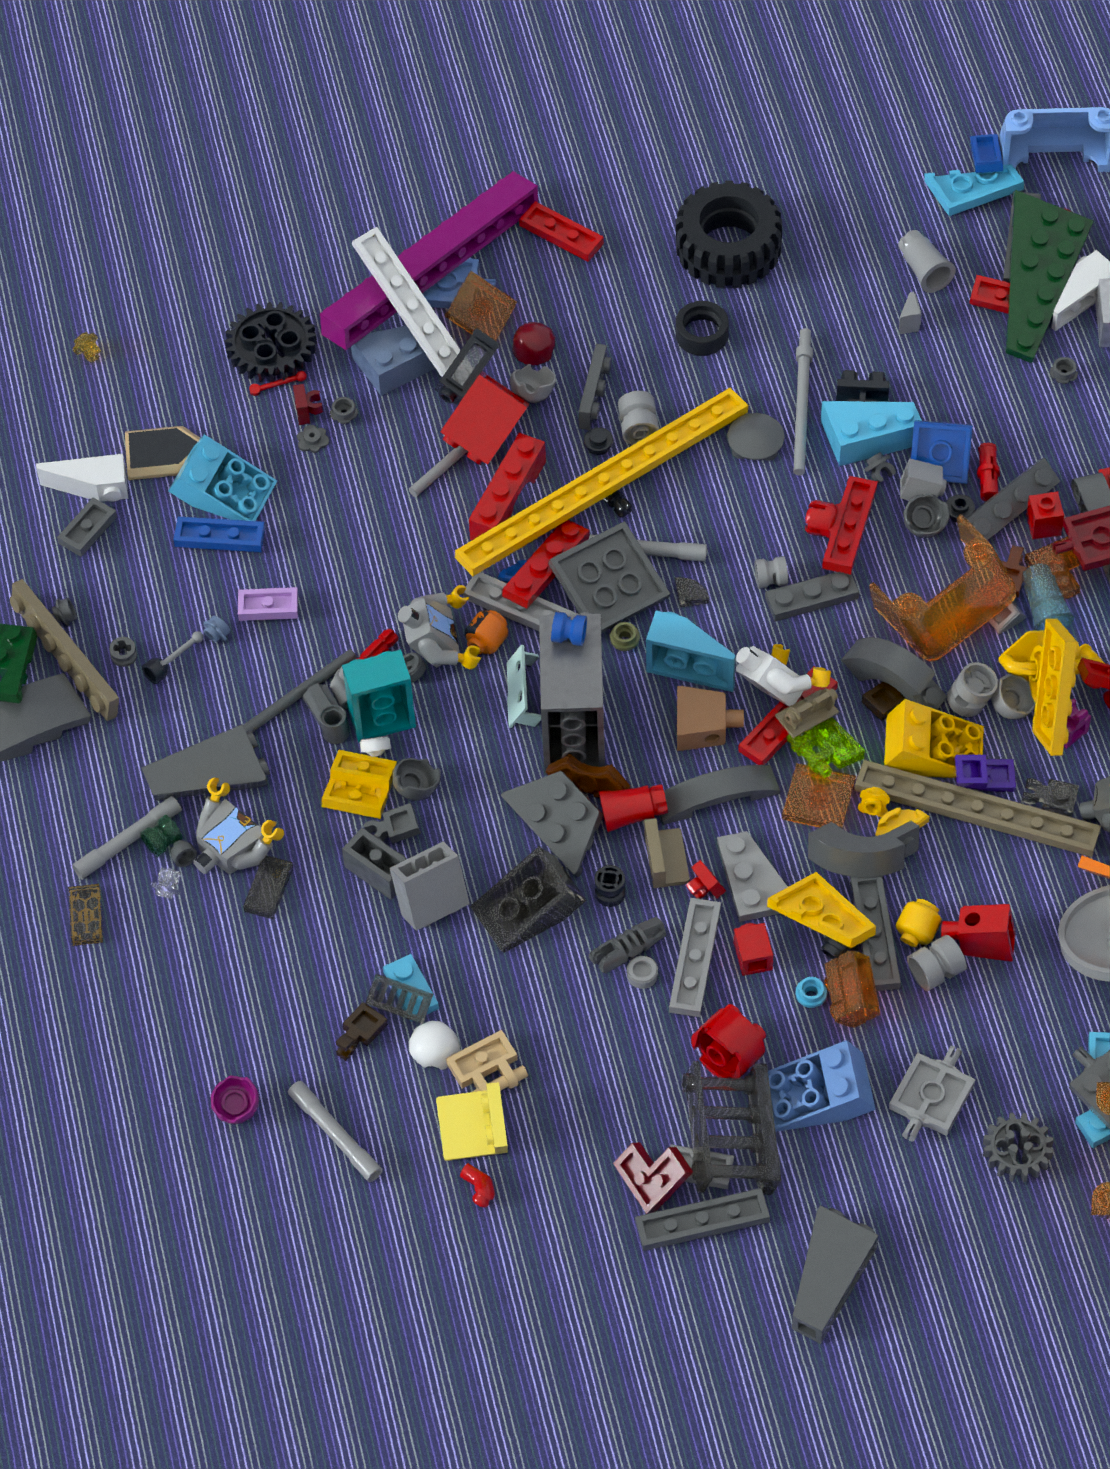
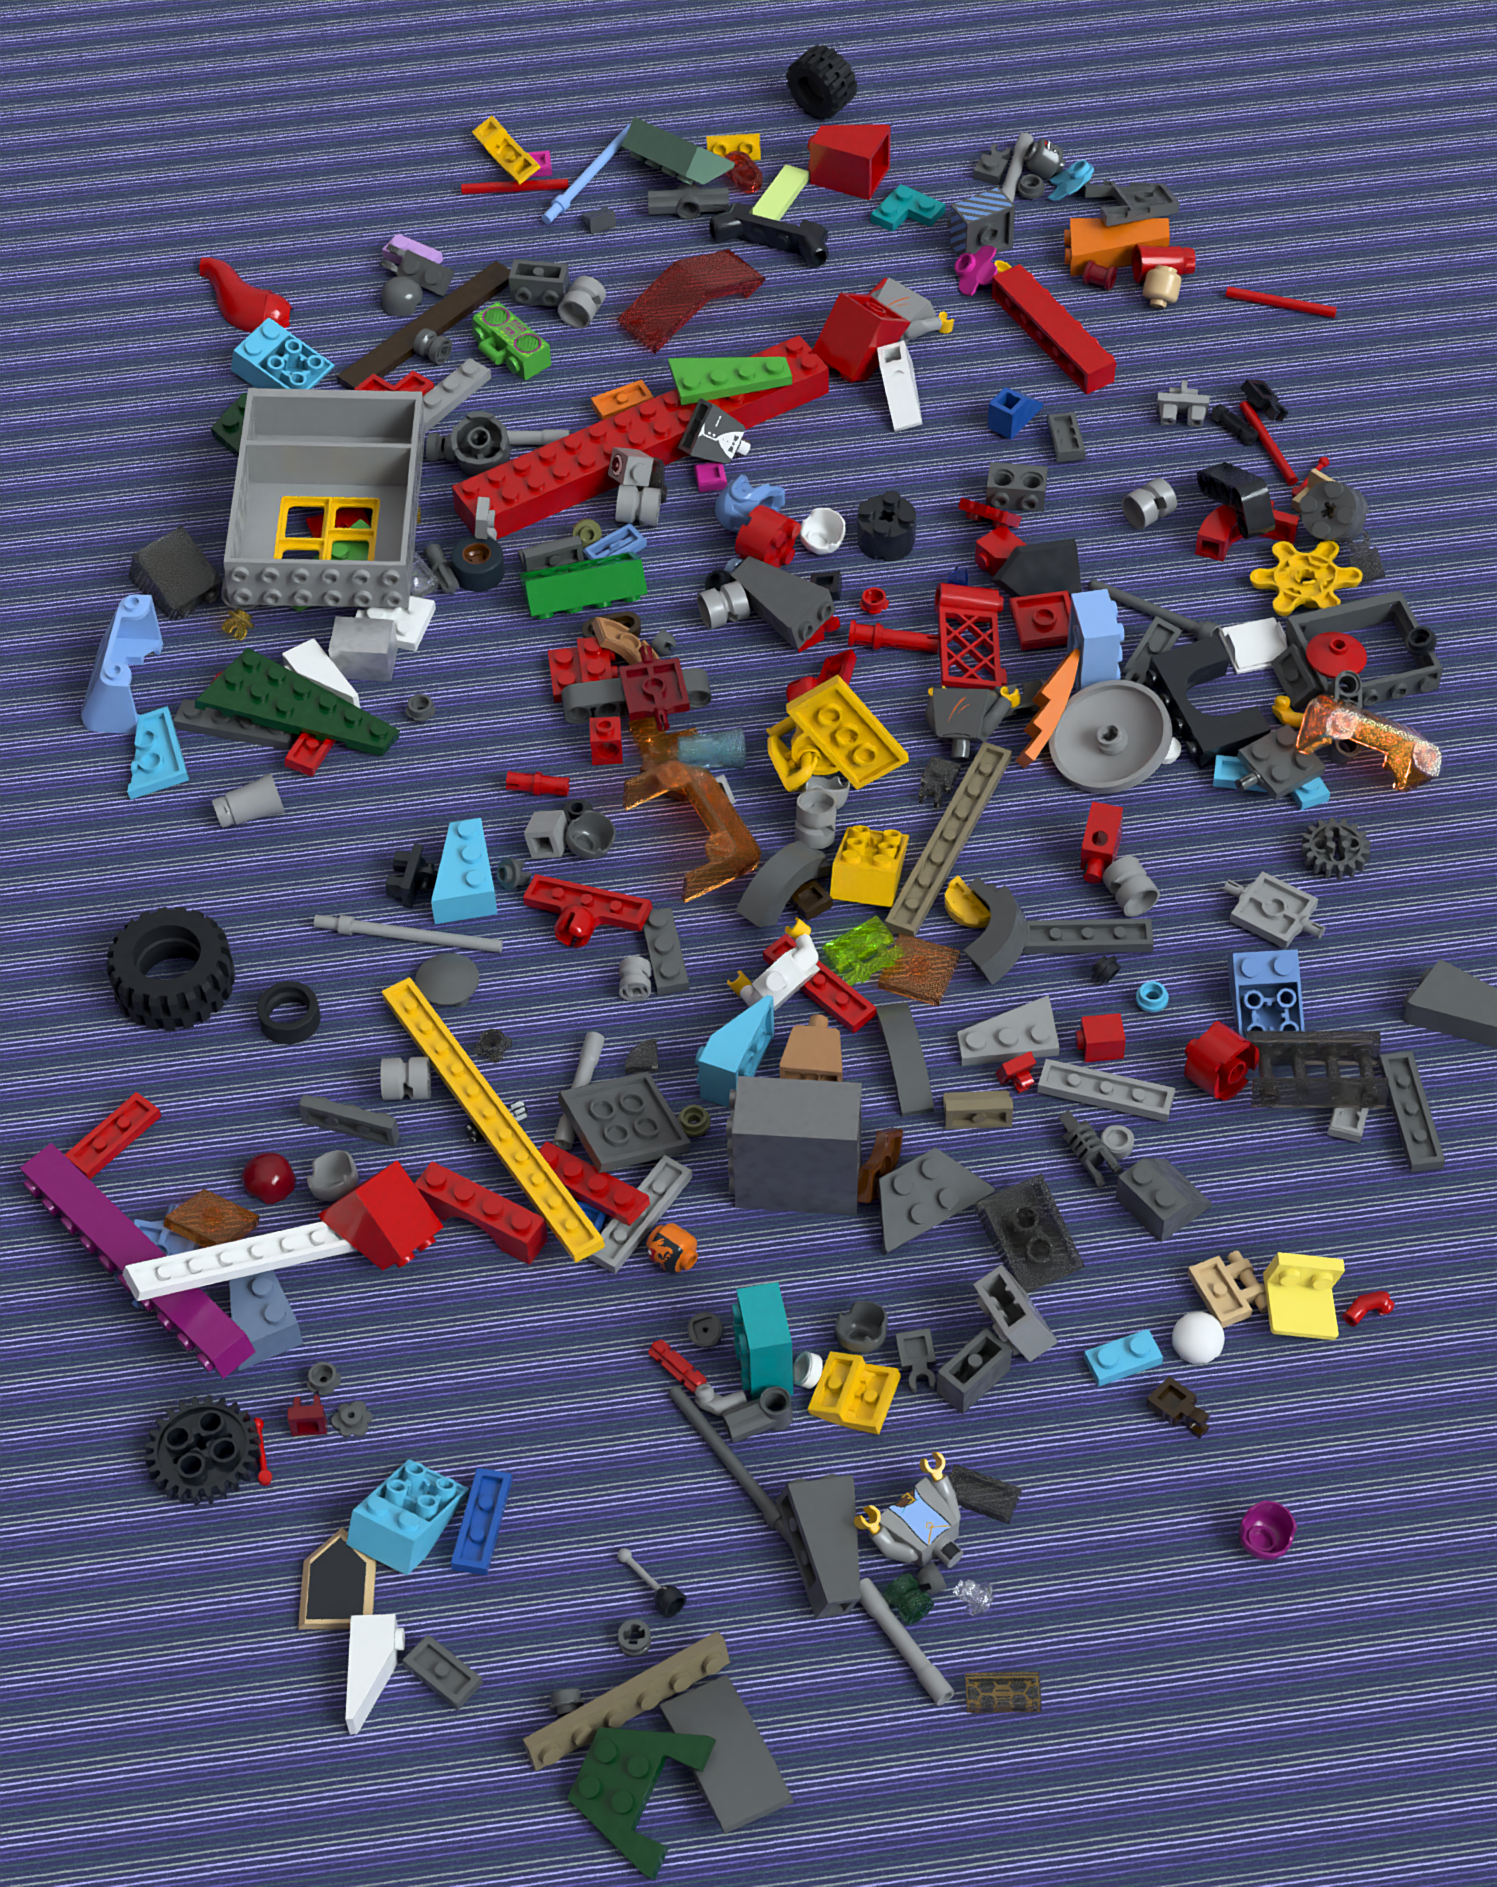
camera: 85 degrees left, 5 degrees down
(86, 344) = (158, 1663): clear yellow plate -> none
(216, 629) = (620, 1530): sand blue plate -> none
(268, 604) = (593, 1472): lavender plate -> none
(358, 1156) = (1270, 1460): light grey piece -> none
(378, 992) = (1124, 1375): clear smoke slope -> none
(432, 631) = (667, 1295): light grey torso -> none
(435, 472) = (431, 1290): light grey bar -> none
(466, 367) = (318, 1222): black window -> none
(516, 686) = (751, 1222): light aqua piece -> none
(566, 628) = (763, 1101): blue wheel -> none
(581, 1007) = (1160, 1197): none -> dark grey slope
(598, 440) = (422, 1125): black plate -> none
(606, 892) = (1015, 1156): black wheel -> none
(632, 805) = (921, 1123): red plant -> none
(649, 1180) = (1375, 1143): plate -> none
(688, 472) = (489, 1038): none -> clear smoke plate
(808, 712) = (831, 956): dark tan hinge -> none
(823, 910) = (1067, 968): yellow wing -> none
(851, 989) = (1159, 956): clear orange brick -> none
(874, 801) = (934, 919): yellow plate -> none
(911, 315) = (317, 823): light grey slope -> none
(918, 923) = (1081, 897): yellow head -> none
(943, 446) = (509, 810): blue plate -> none
(985, 774) = (912, 822): dark purple slope -> none
(986, 153) = (116, 735): blue tile -> none
(1013, 498) = (581, 769): dark grey plate -> none

